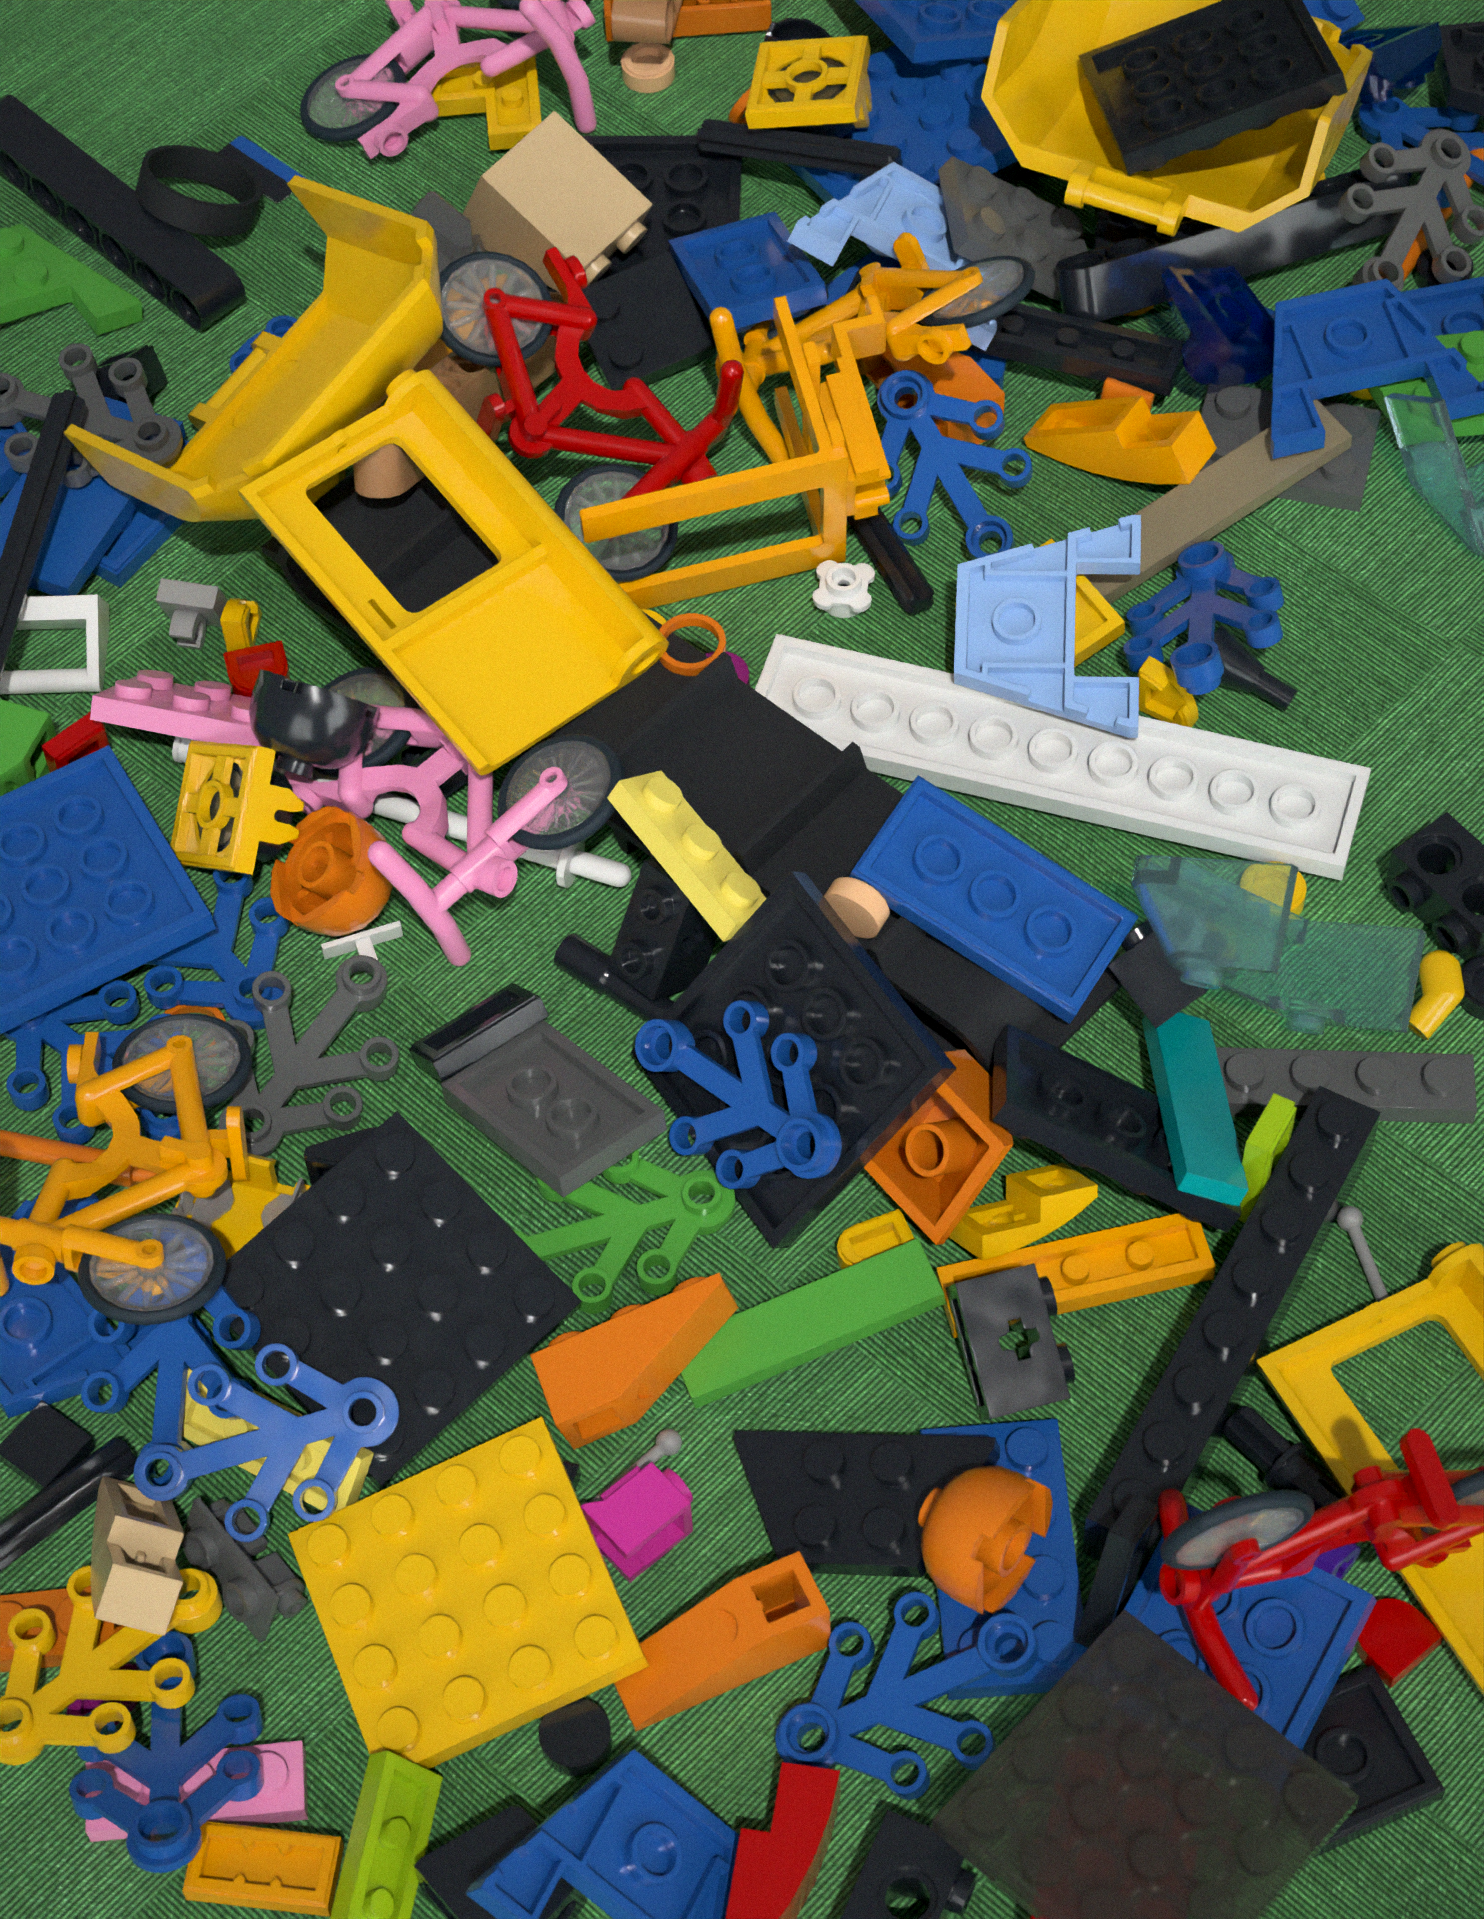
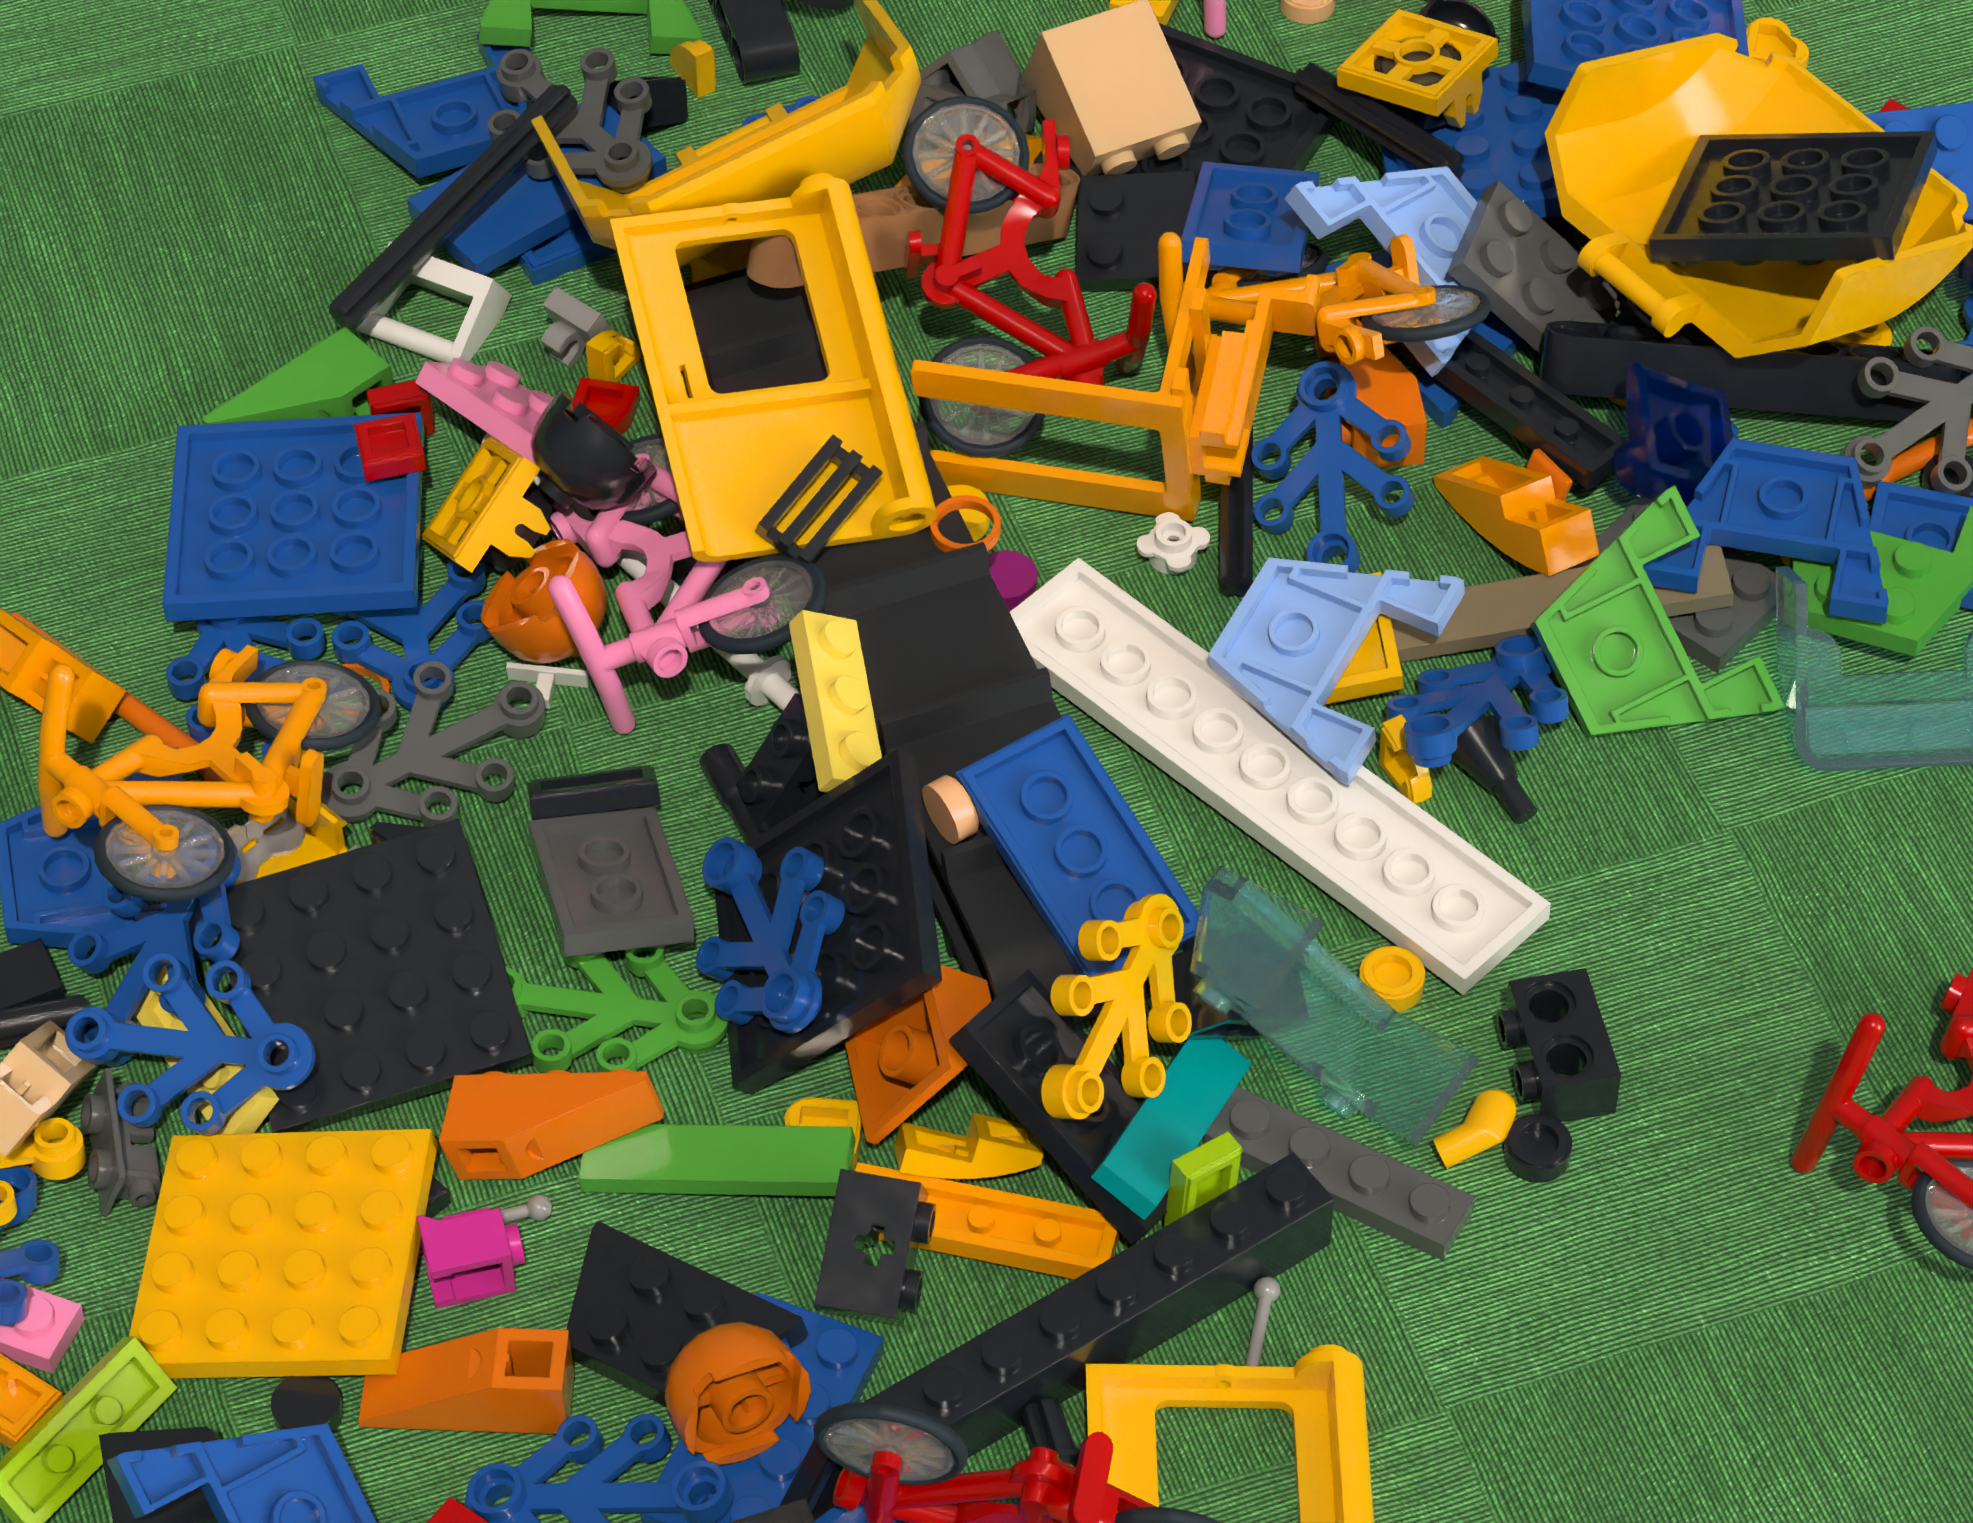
camera: 25 degrees right, 5 degrees down
(103, 789) = (389, 447): none -> red tile
(149, 327) = (696, 64): none -> yellow tile
(570, 631) = (848, 465): none -> black tile
(1122, 1021) = (1152, 933): none -> yellow plant
(1286, 519) = (1620, 649): none -> bright green wing

